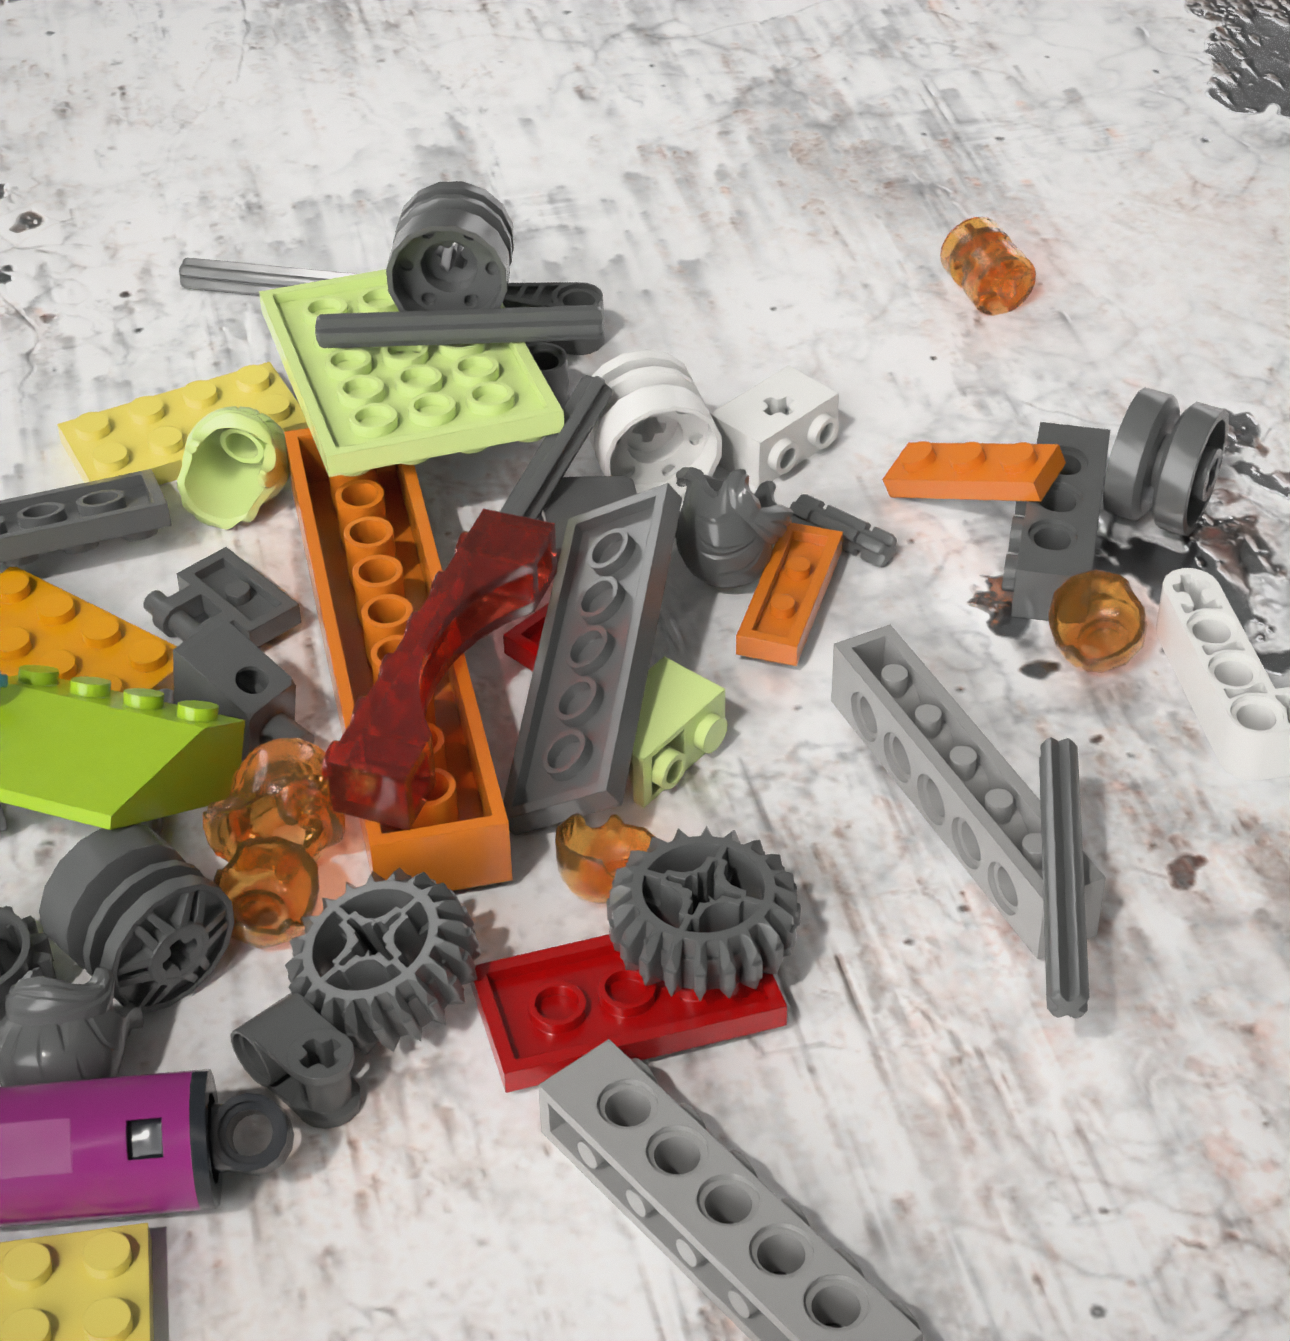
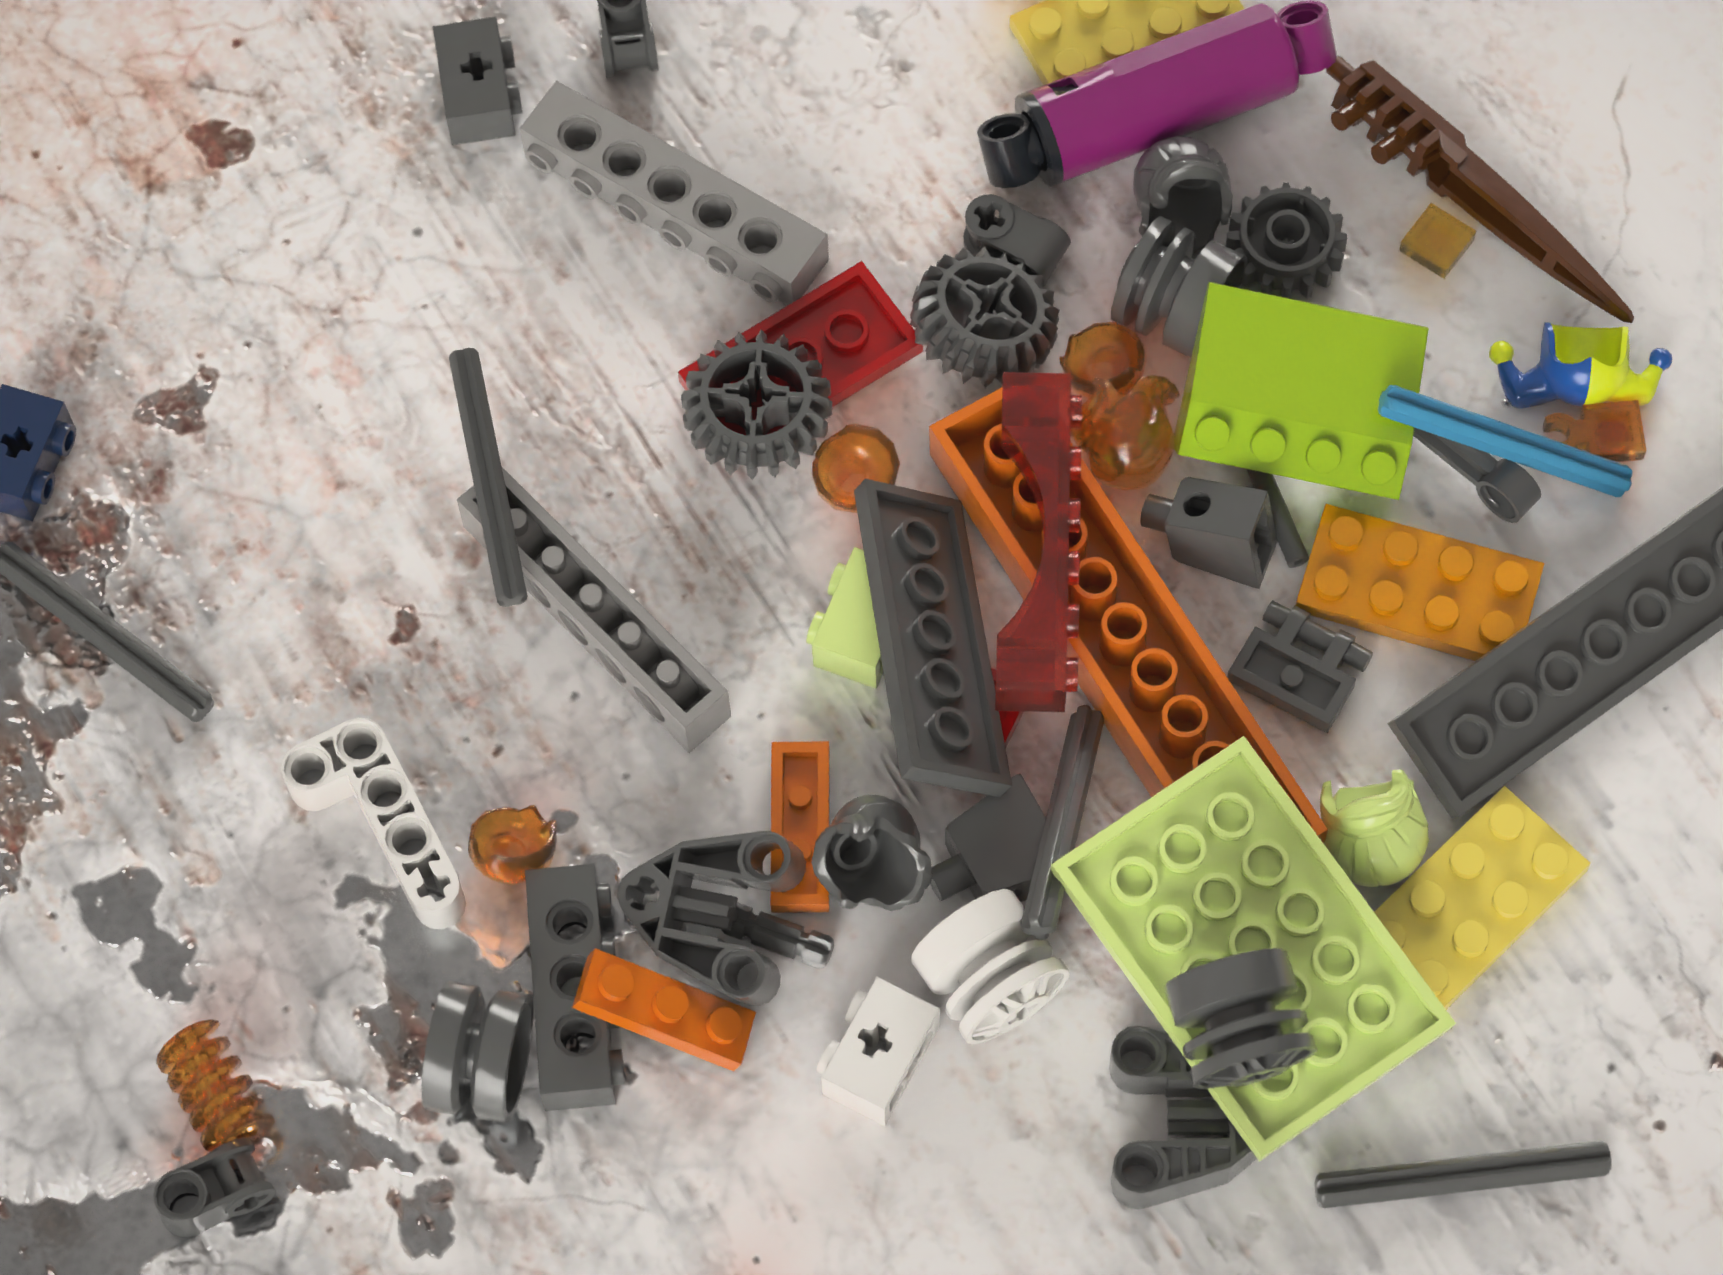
camera: 165 degrees right, 25 degrees up
(459, 326) = (1150, 978): dark grey axle -> none
(900, 528) = (717, 860): none -> dark grey connector

